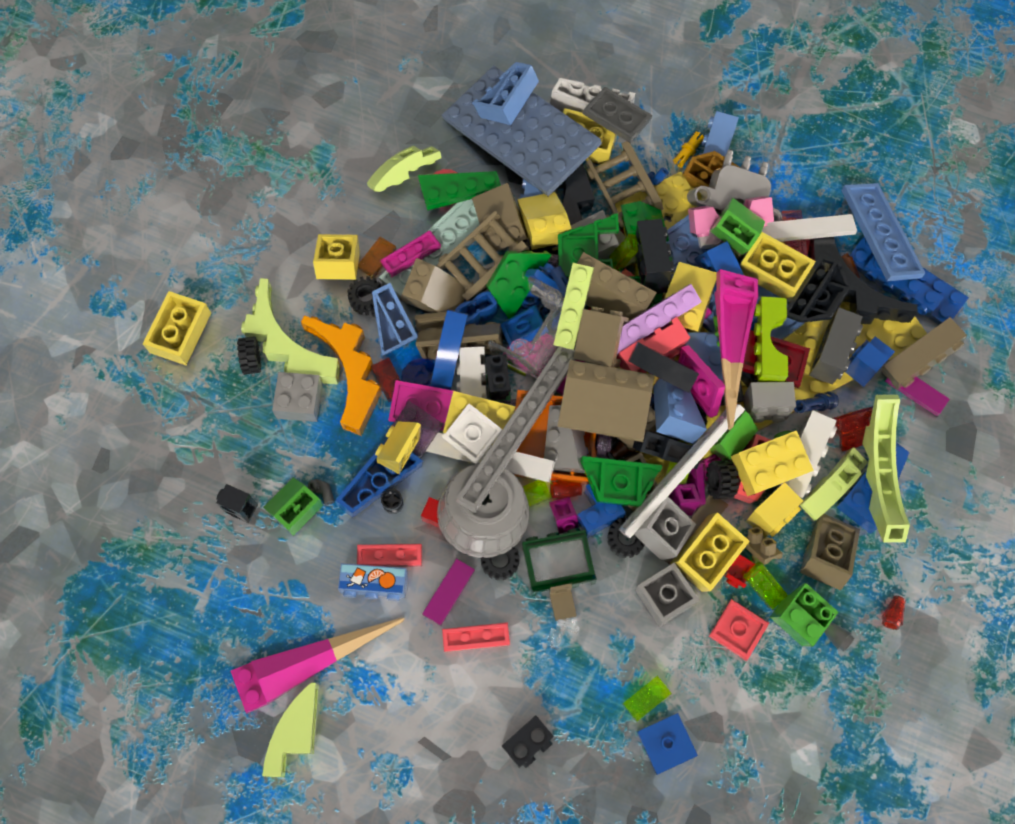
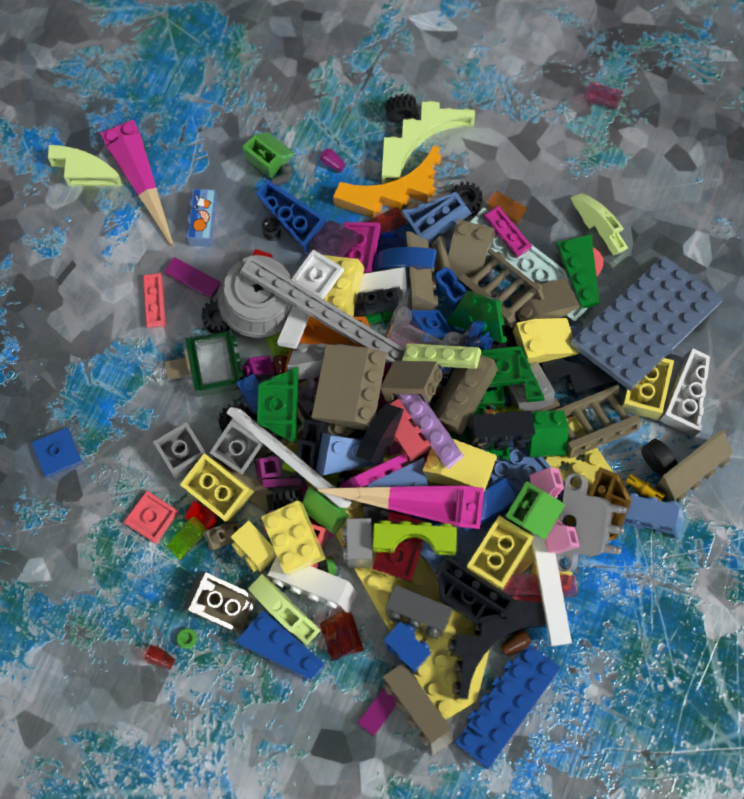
camera: 90 degrees right, 0 degrees up
(177, 328) = (425, 52): light yellow brick -> none
(236, 503) = (267, 109): black brick -> none
(249, 156) = (603, 95): none -> clear pink plate
(297, 397) = (365, 150): light grey brick -> none
(306, 434) = (332, 160): none -> magenta cone
(336, 256) = (499, 169): light yellow brick -> none
(390, 555) = (225, 231): coral tile -> none
(399, 445) = (307, 220): light yellow slope -> none
(509, 95) = (677, 303): medium blue wedge -> none
(523, 737) = (66, 338): black brick -> none
(617, 114) = (669, 409): dark grey tile -> none
(646, 698) = (94, 435): clear neon green plate -> none
(659, 176) = (607, 454): blue arm -> none
(661, 131) = (658, 457): none -> black tyre
(668, 105) = (695, 467): none -> dark tan slope
(804, 615) = (156, 568): bright green slope -> none
(819, 402) = (363, 597): dark blue pin -> none
(839, 636) = (140, 603): flat silver cone -> none
(869, 586) = (186, 638): none -> bright green tile
(881, 472) = (280, 639): yellowish green arch -> none
(883, 232) = (556, 677): medium blue plate -> none

